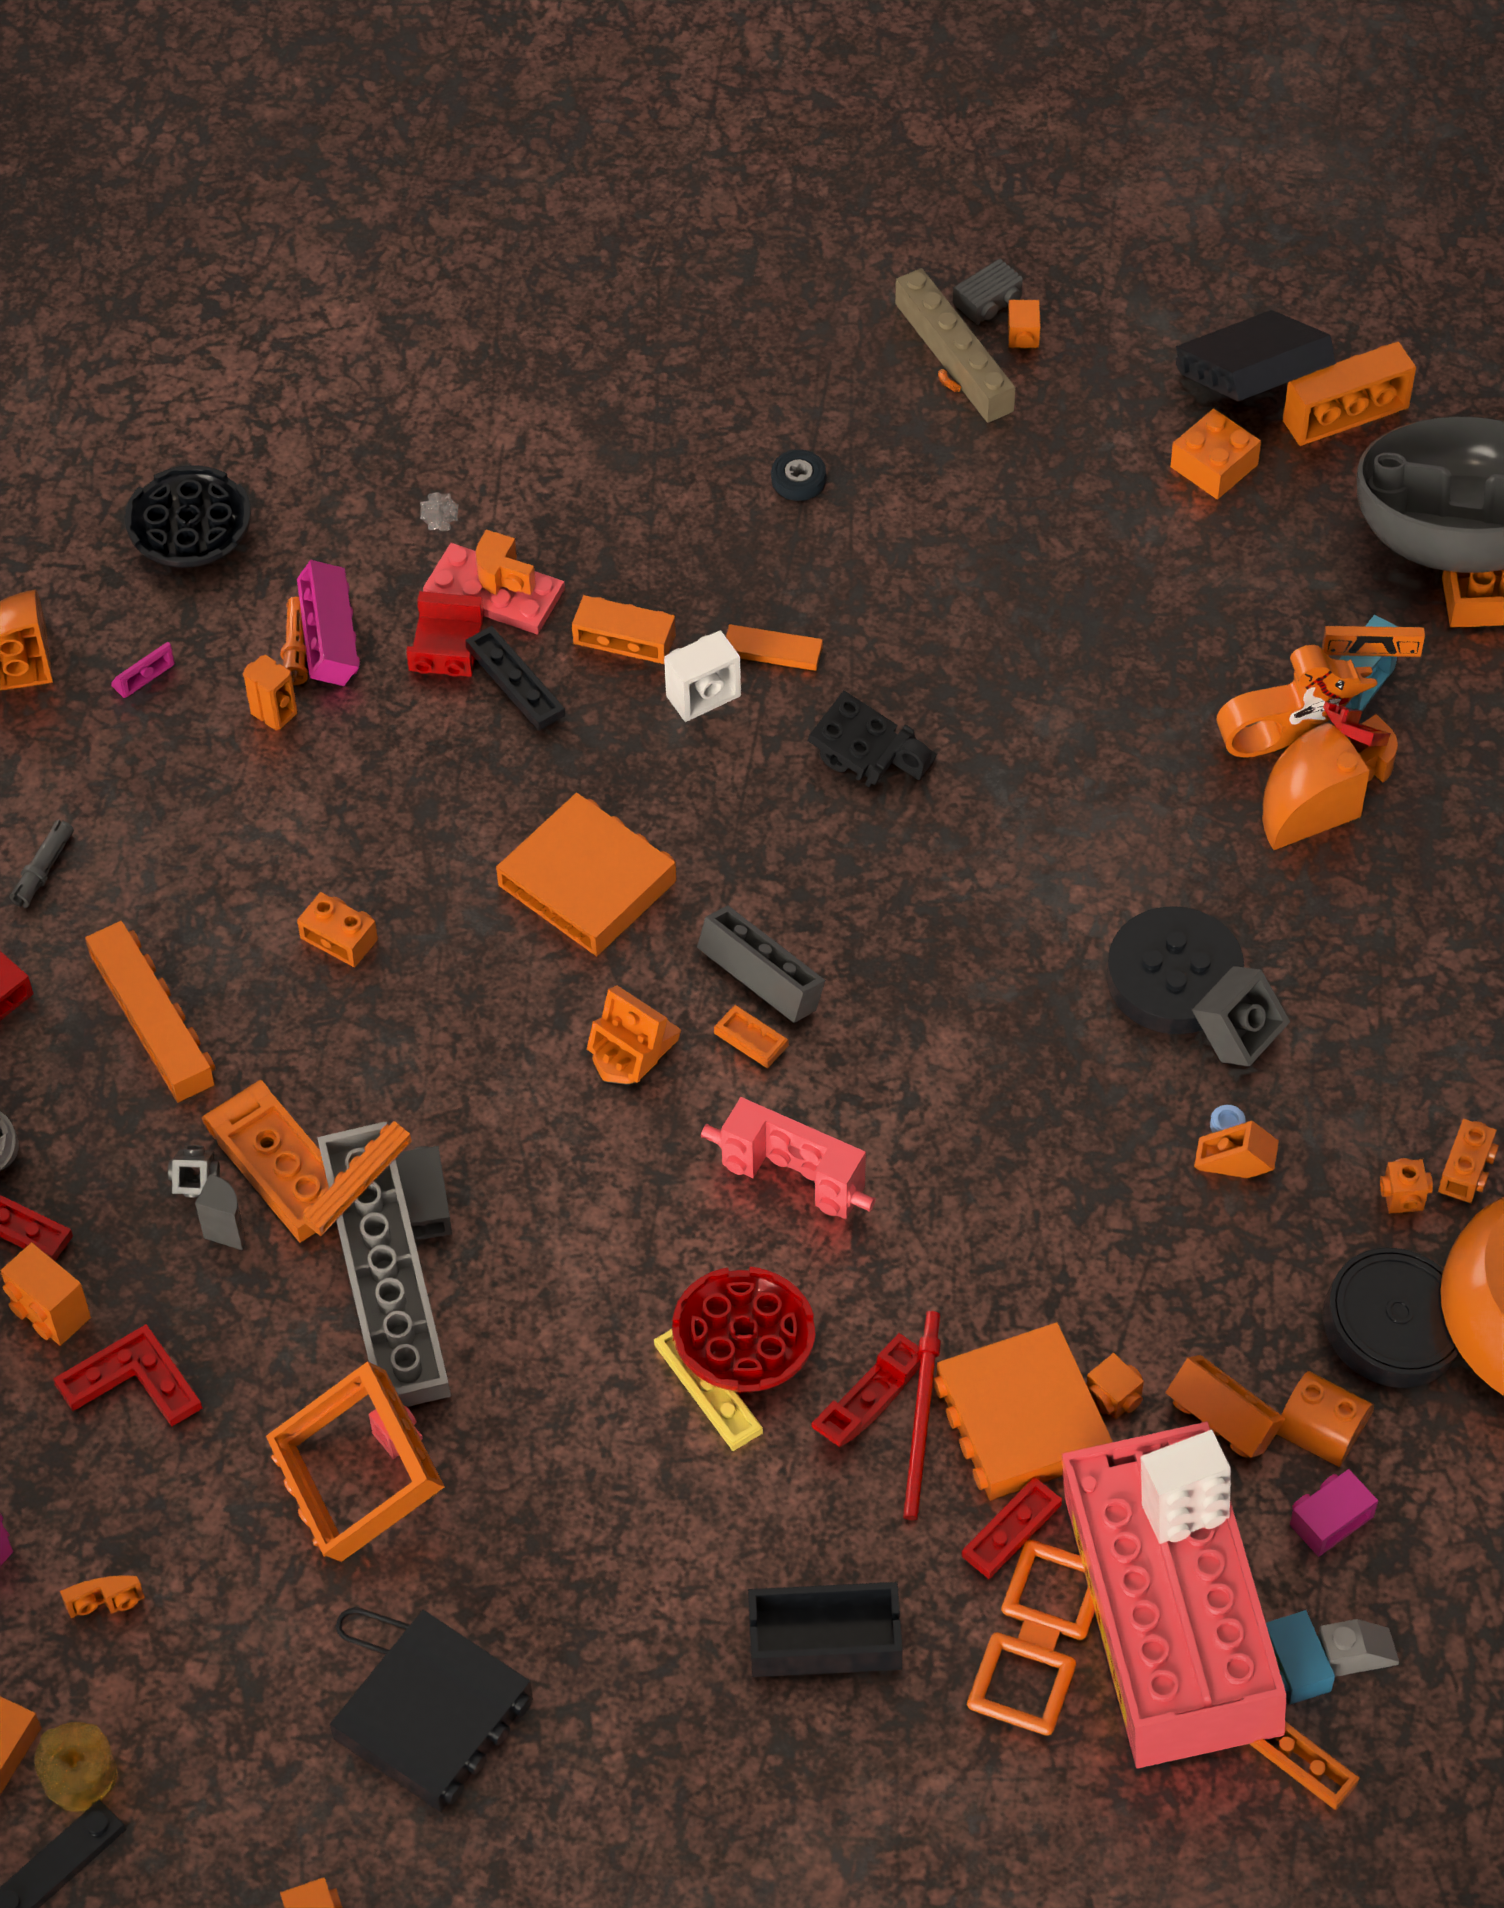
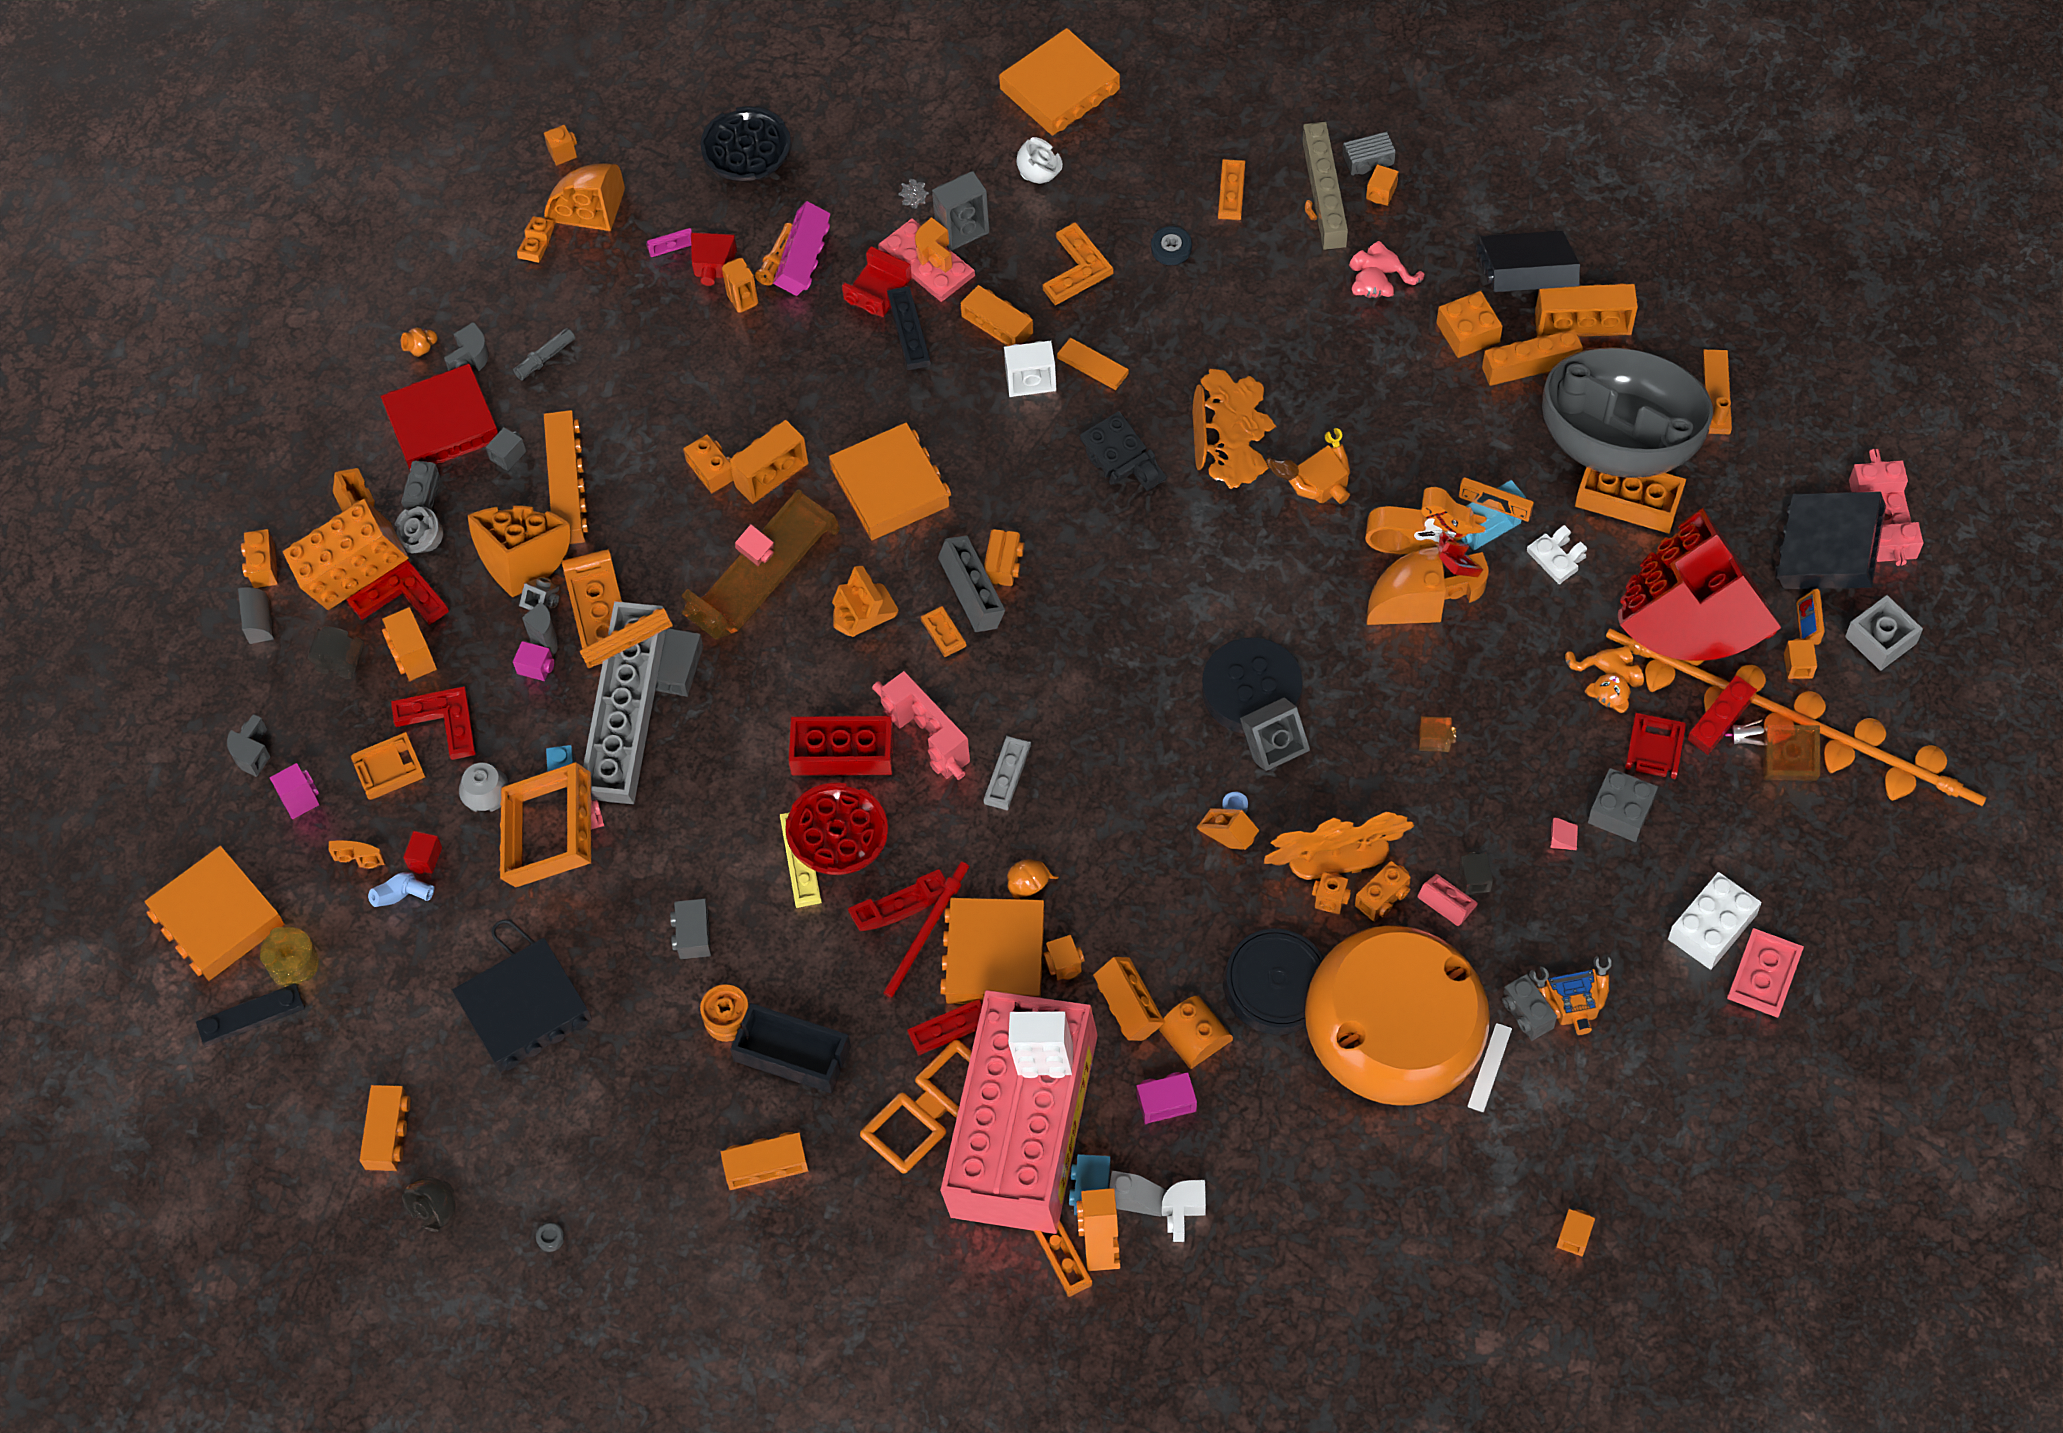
camera: 25 degrees right, 5 degrees up
(50, 1000) = (506, 448): none -> dark grey brick
(81, 1472) = (383, 766): none -> orange container
(134, 1115) = (519, 544): none -> orange brick
(183, 1617) = (398, 888): none -> light blue arm
(194, 1561) = (422, 852): none -> red brick
(208, 669) = (710, 255): none -> red torso
(225, 1259) = (533, 661): none -> dark pink brick
(236, 1446) = (482, 787): none -> light grey cone
(327, 1370) = (559, 757): none -> dark azure brick
(420, 899) = (769, 461): none -> orange brick
(459, 1009) = (755, 545): none -> coral brick
(473, 1034) = (747, 585): none -> clear orange panel
(521, 505) = (962, 209): none -> dark grey brick
(557, 321) = (1059, 81): none -> orange brick
(581, 425) = (1037, 161): none -> white cylinder
(612, 1526) = (692, 929): none -> dark grey brick
(695, 1222) = (841, 745): none -> red brick
(711, 531) = (1090, 269): none -> orange plate
(714, 1617) = (723, 1011): none -> orange wheel
(781, 916) = (1003, 556): none -> orange brick
(838, 386) = (1231, 189): none -> orange tile
(859, 1788) = (764, 1160): none -> orange brick
(921, 1184) = (1007, 773): none -> light grey tile
(991, 661) = (1236, 424): none -> orange plant
(1018, 1304) = (1027, 878): none -> orange hair
(1066, 418) = (1373, 264): none -> coral animal
(1129, 688) = (1319, 476): none -> orange torso
(1309, 468) = (1529, 356): none -> orange brick
(1340, 1703) = (1099, 1227): none -> orange wedge
(1391, 1126) = (1338, 846): none -> orange plant
(1420, 1633) = (1182, 1200): none -> white brick
(1429, 950) = (1436, 734): none -> clear orange brick
(1456, 696) = (1553, 558): none -> white plate

